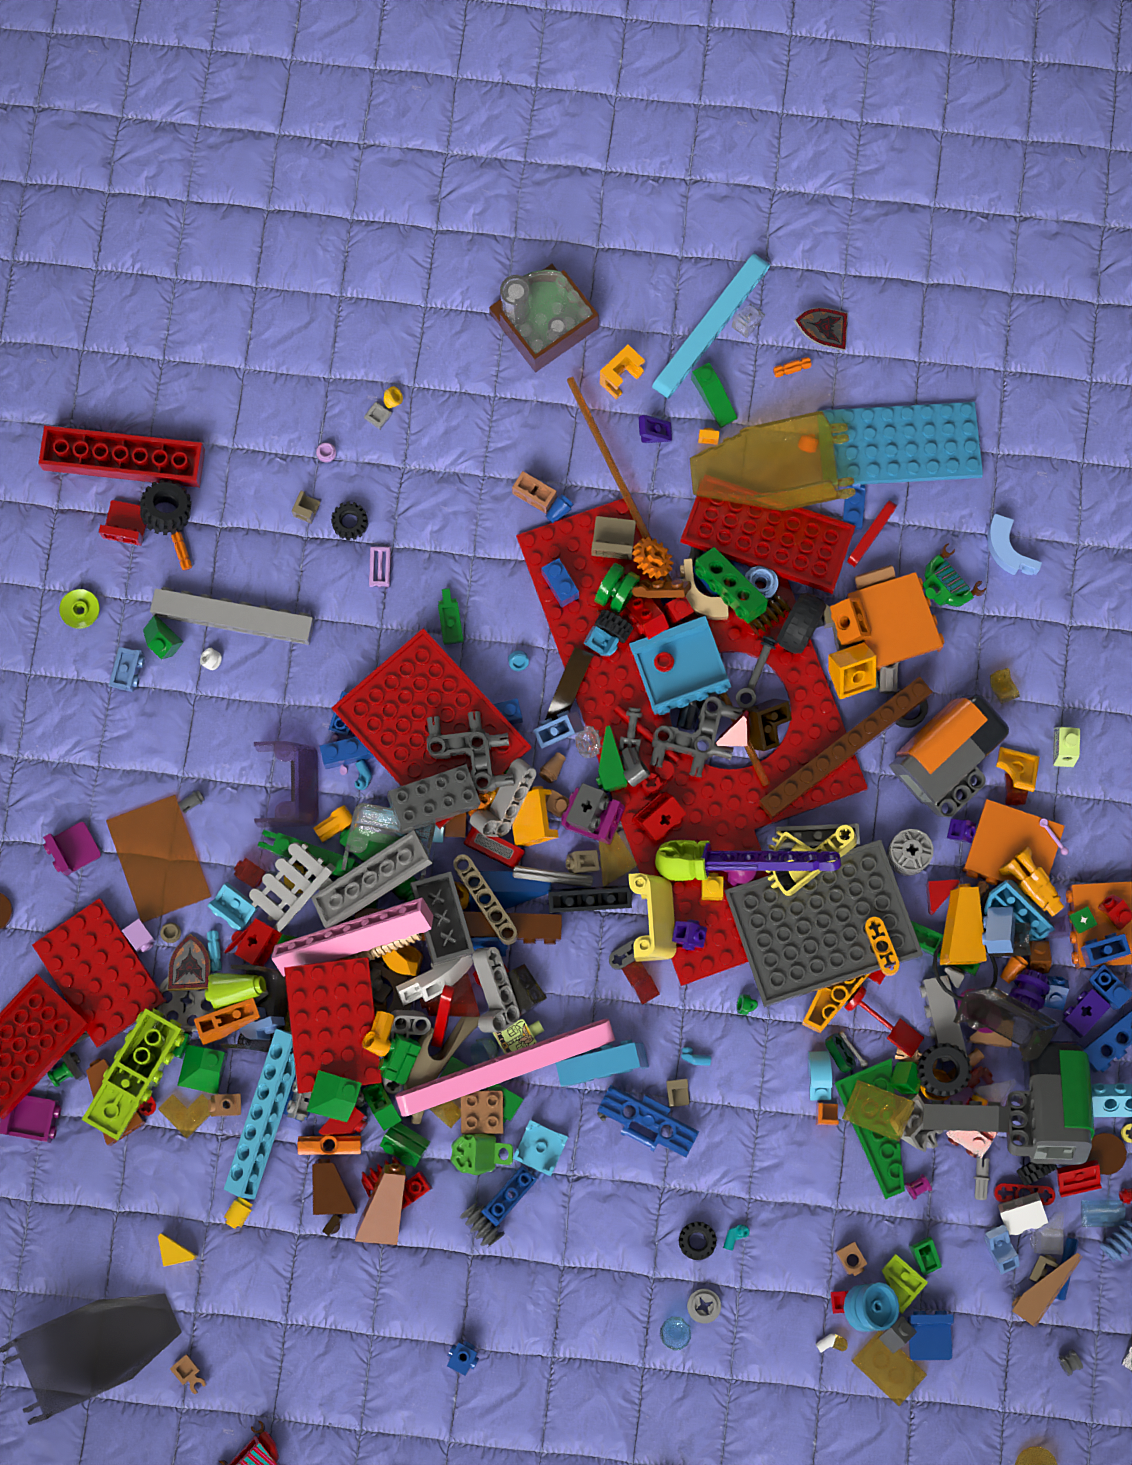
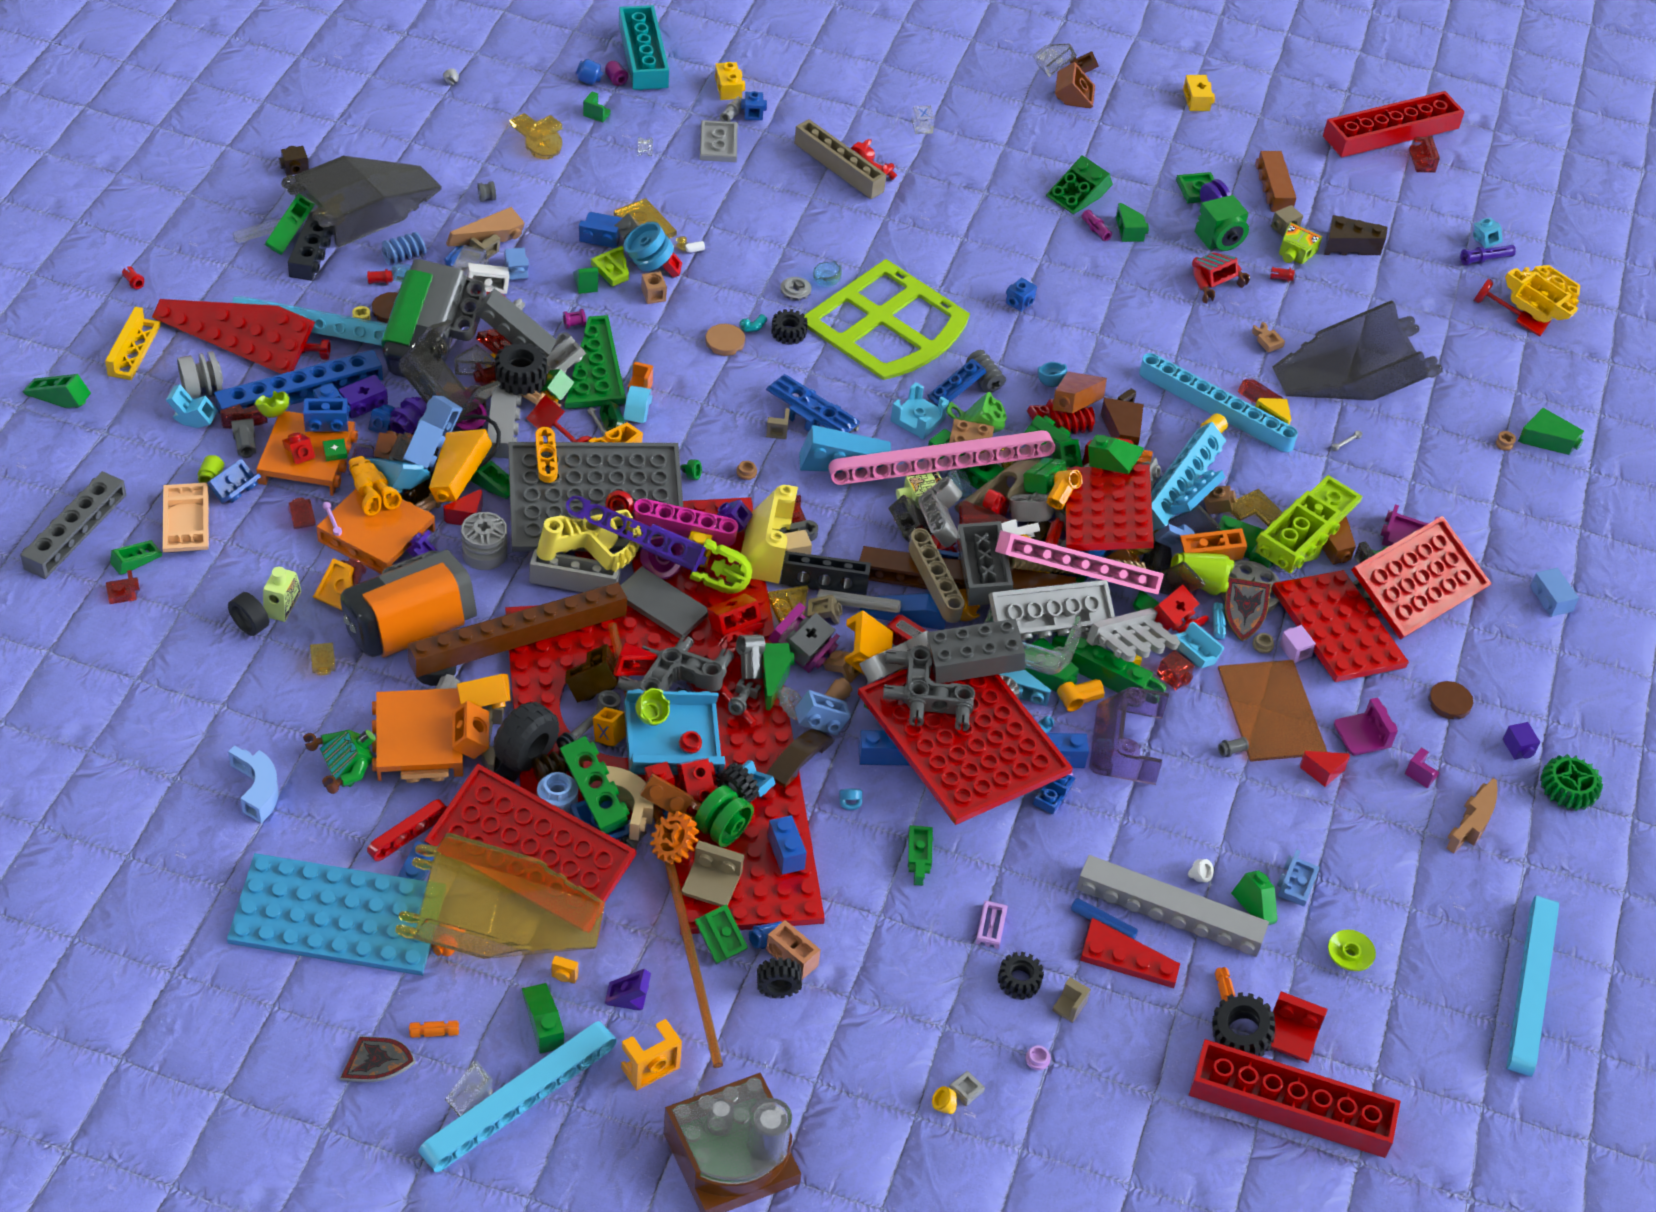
camera: 175 degrees left, 30 degrees down
(19, 820) = (1419, 770): none -> magenta panel
(87, 1252) = (1357, 434): none -> light grey hinge
(106, 797) = (1324, 765): none -> red slope
(191, 1285) = (1254, 390): none -> clear red slope
(228, 1244) = (1216, 400): none -> medium azure beam
(247, 1085) = (1197, 492): none -> dark azure plate
(273, 565) = (1122, 954): none -> red wing
(288, 593) = (1089, 912): none -> blue axle
(382, 987) = (1054, 531): none -> red axle
(413, 1244) = (1052, 373): none -> dark azure hair
(540, 462) = (779, 977): none -> black tyre
(594, 495) = (721, 934): none -> green plate
(606, 1292) = (883, 315): none -> lime window
(625, 930) = (798, 542): none -> tan panel
(687, 1055) = (755, 443): dark azure arm -> none
(693, 1021) = (746, 470): none -> medium nougat plate
(703, 672) = (652, 707): none -> lime hair
(729, 821) = (663, 603): none -> dark grey tile
(738, 672) = (609, 726): none -> light orange brick
(740, 900) = (684, 520): none -> dark pink beam
(759, 1205) = (725, 339): none -> medium nougat tile
(795, 906) = (619, 500): none -> red cone
(878, 1110) = (593, 358): clear yellow tile -> none
(999, 976) = (441, 413): none -> medium blue brick
(1084, 711) = (248, 613): none -> black tyre
(1086, 849) = (301, 513): none -> clear red bracket

